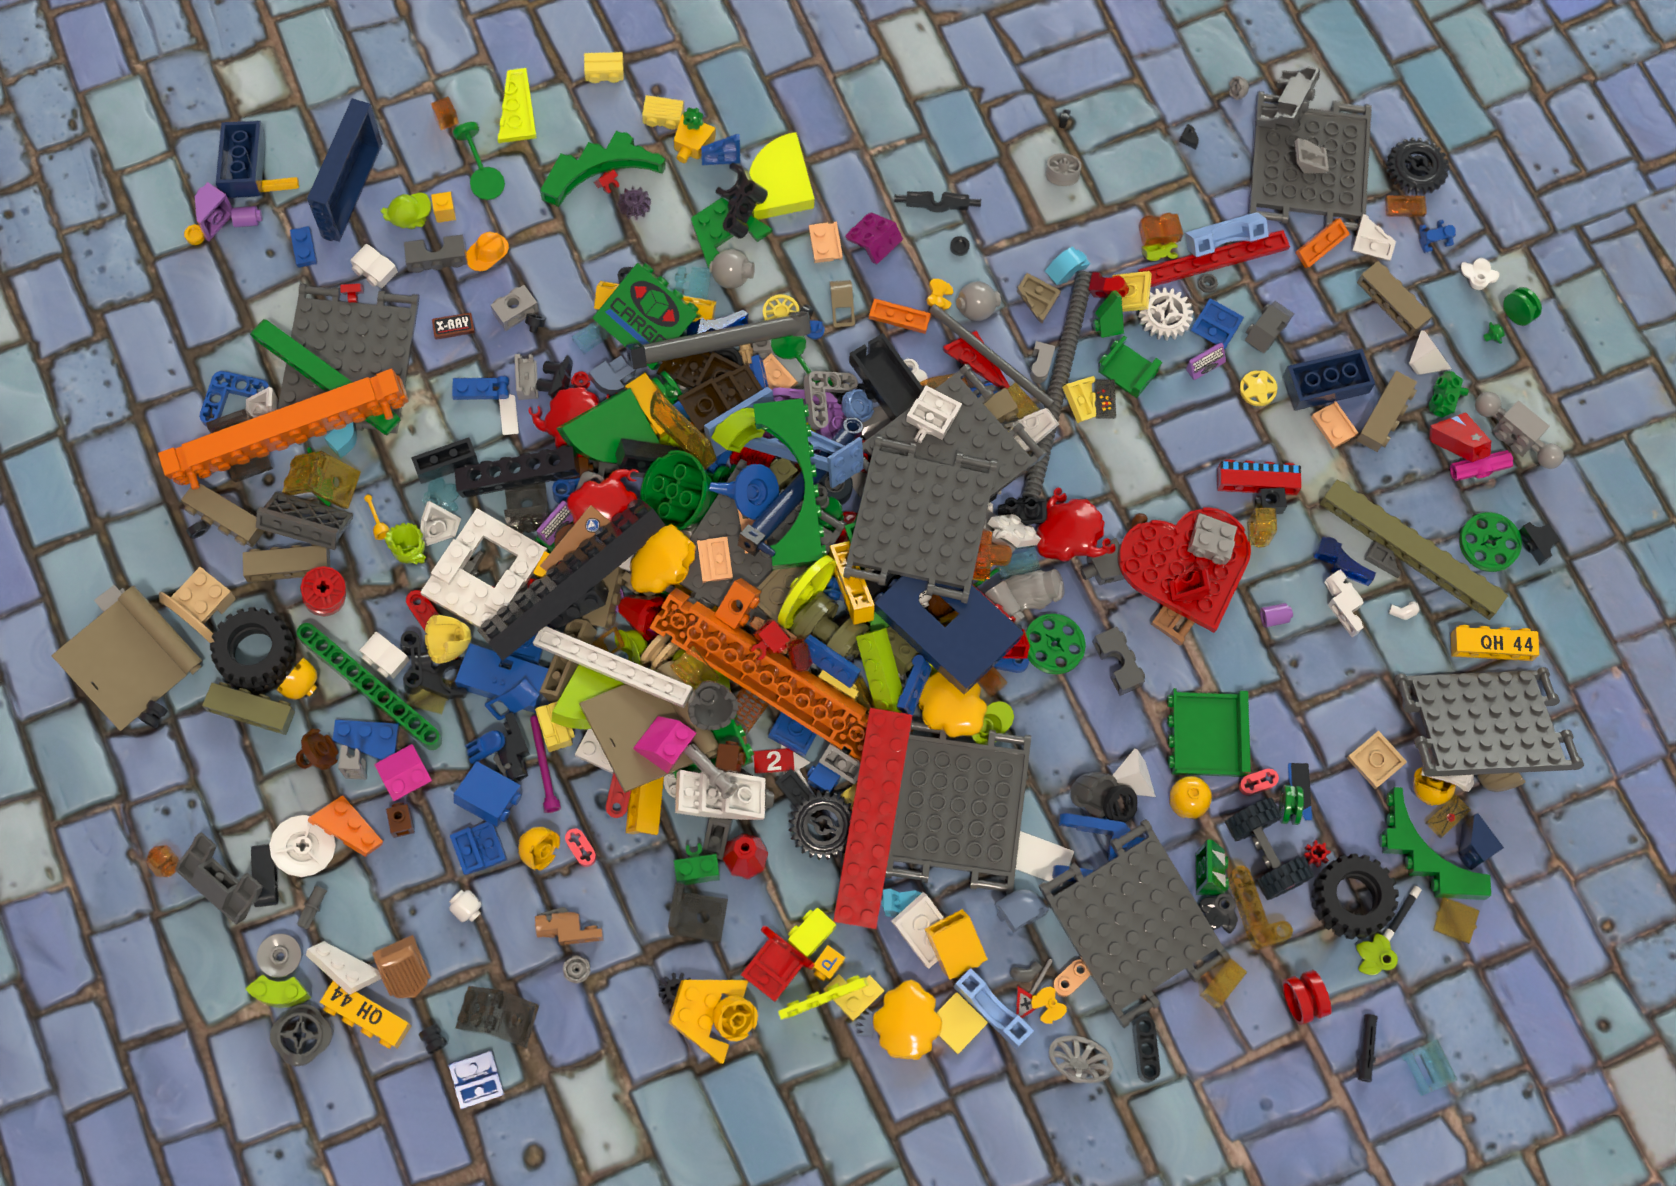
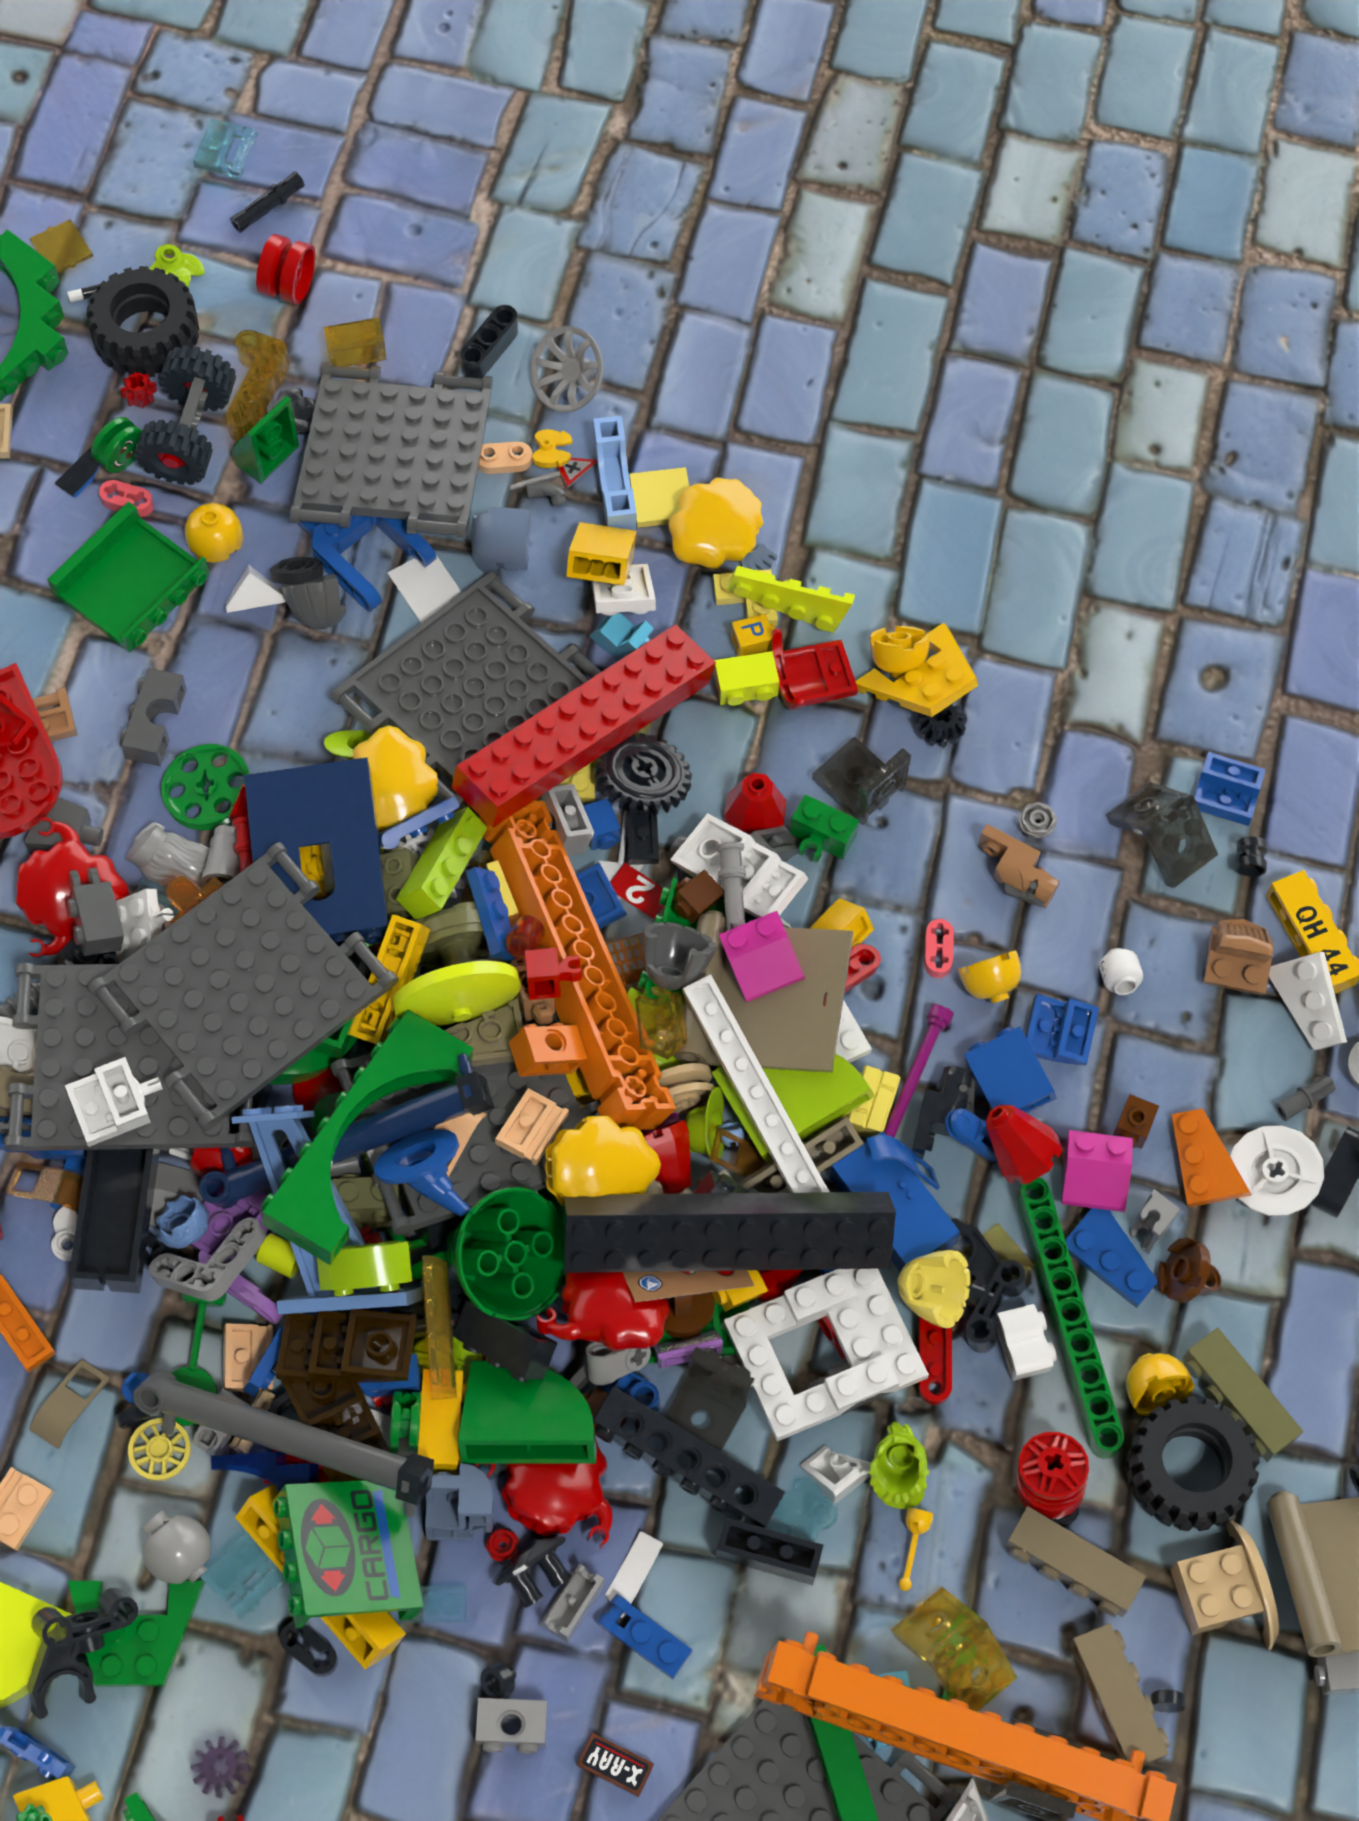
camera: 140 degrees left, 5 degrees down
(274, 520) = (1038, 1590): dark grey fence -> none
(451, 752) = (1021, 1144): none -> red cone
(1039, 516) = (95, 914): none -> dark grey hinge

